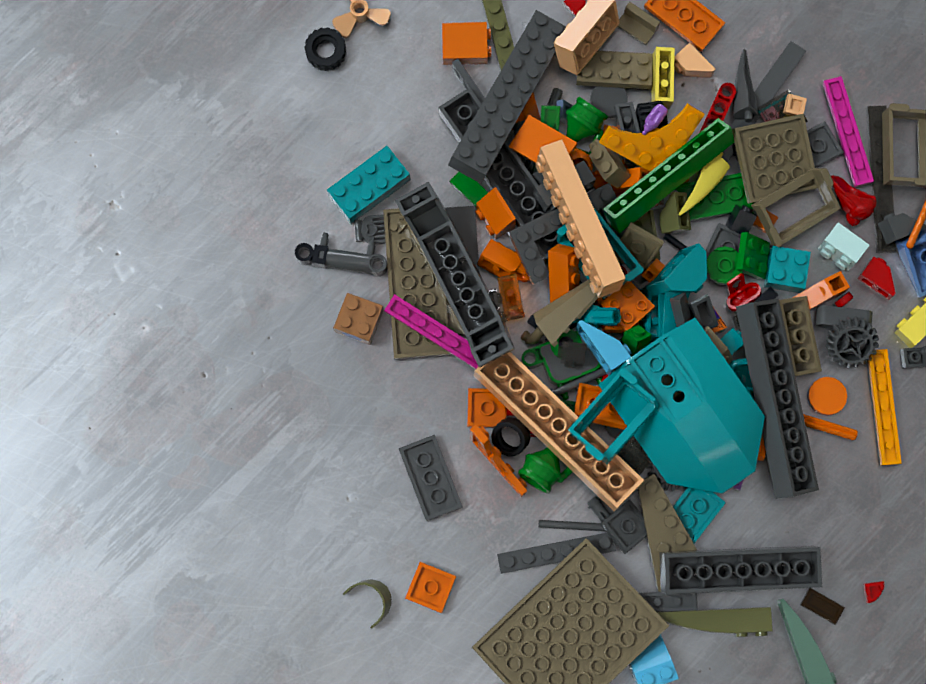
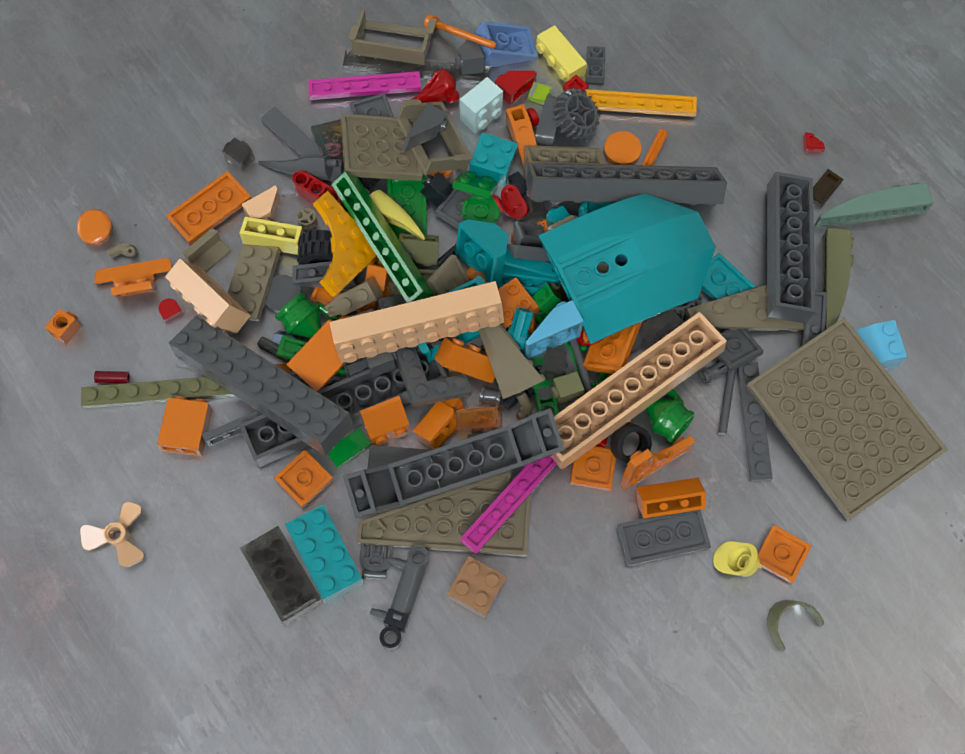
camera: 85 degrees left, 10 degrees down
(318, 36) = (137, 573): black tyre -> none
(343, 151) = (281, 576): none -> clear smoke brick
(417, 545) = (737, 559): none -> light yellow piece
(432, 154) = (303, 478): none -> orange plate
(465, 479) = (671, 497): none -> orange brick
(538, 302) = (490, 396): none -> dark grey bush
(551, 369) = (567, 388): none -> olive brick
(602, 400) = (603, 299): teal piece -> none
(654, 118) = (320, 238): medium lavender piece -> none
(690, 100) = (309, 215): none -> dark tan wheel
(746, 28) = (238, 154): none -> clear smoke brick
(794, 105) = (330, 122): light nougat plate -> none
(806, 198) = (426, 127): none -> dark grey slope
(876, 304) = (539, 93): none -> lime tile
(889, 339) = (576, 83): none -> red plate

